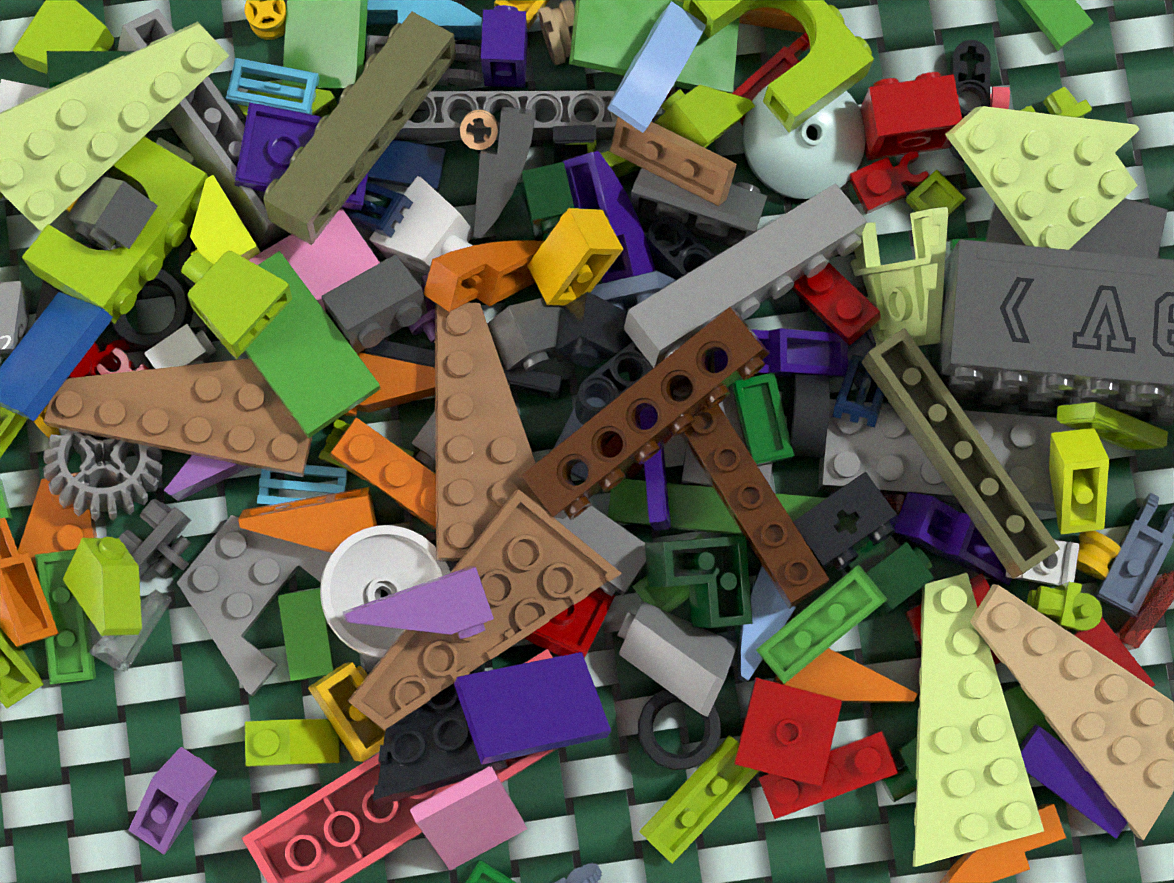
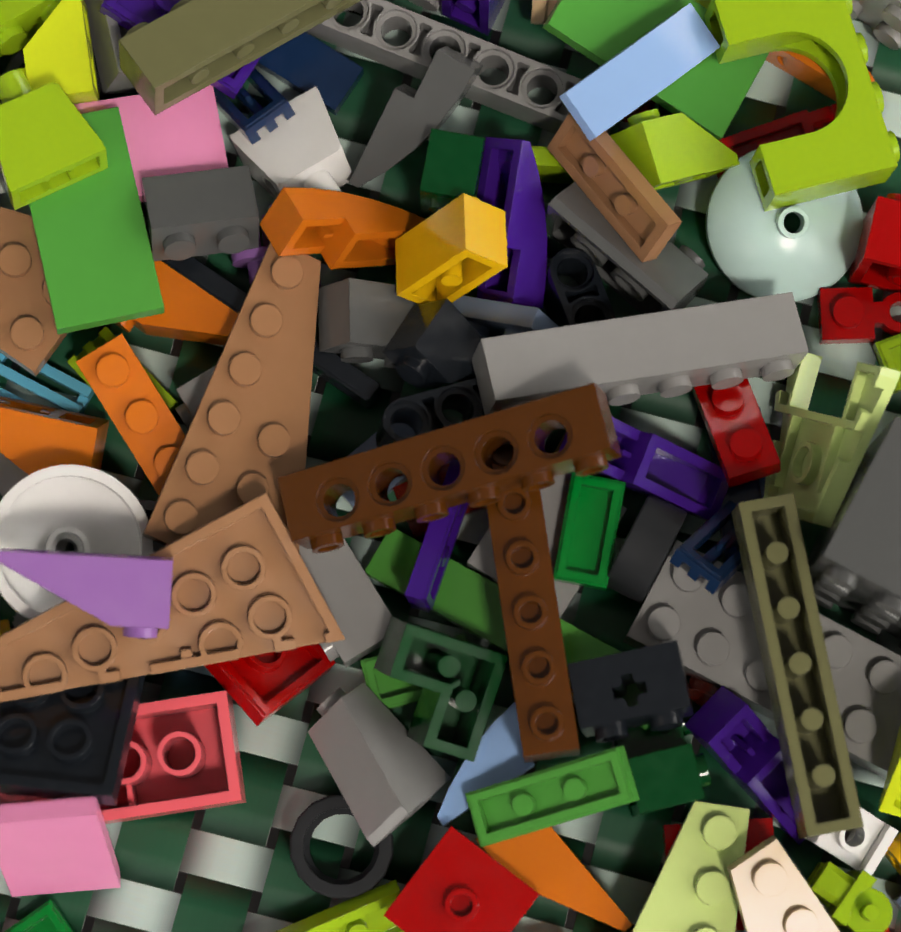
camera: 25 degrees right, 0 degrees up
(469, 137) = (392, 66): light nougat bush -> none
(531, 707) = (174, 750): dark purple tile -> none
(573, 141) = (509, 119): black tile -> none

